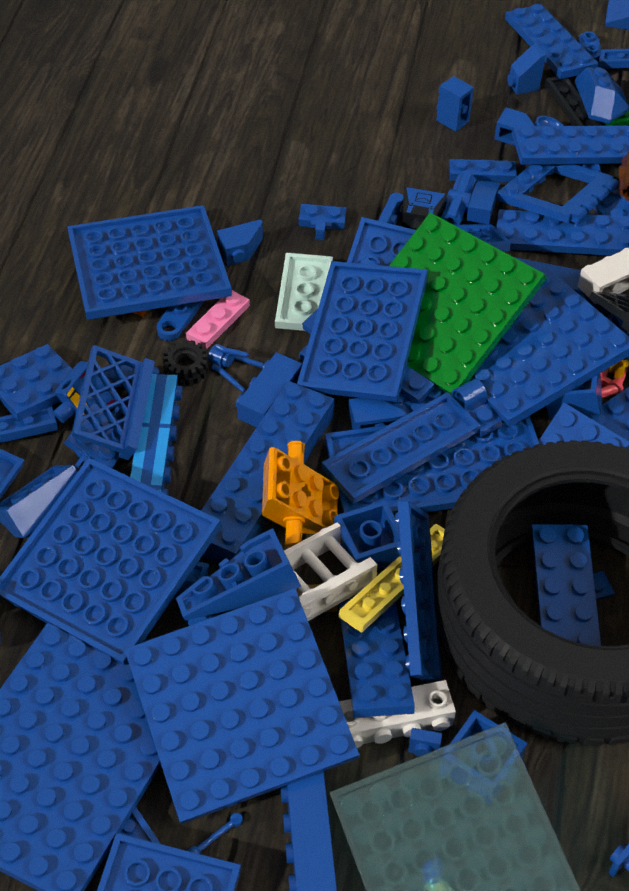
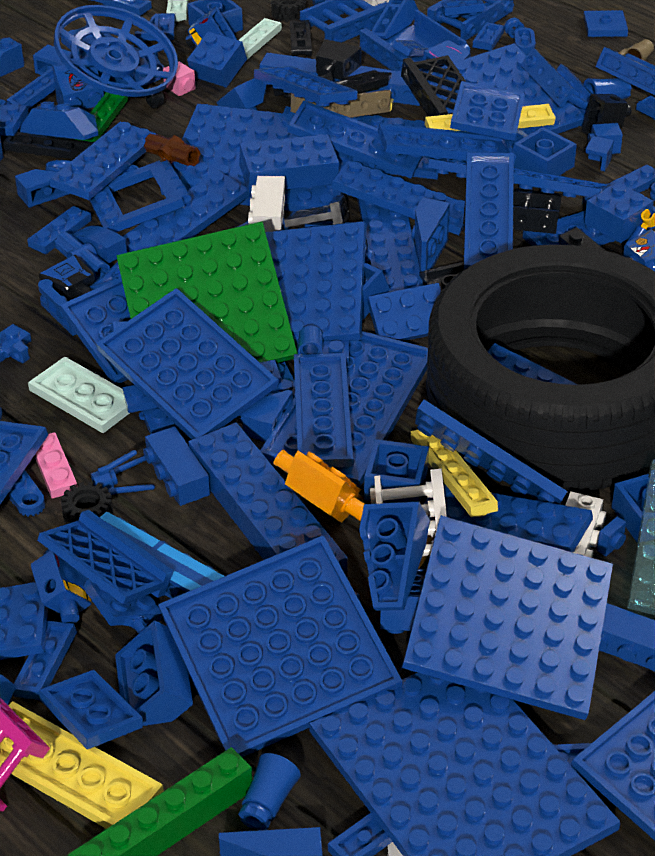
camera: 55 degrees left, 10 degrees down
(235, 820) = (598, 691): blue hinge -> none

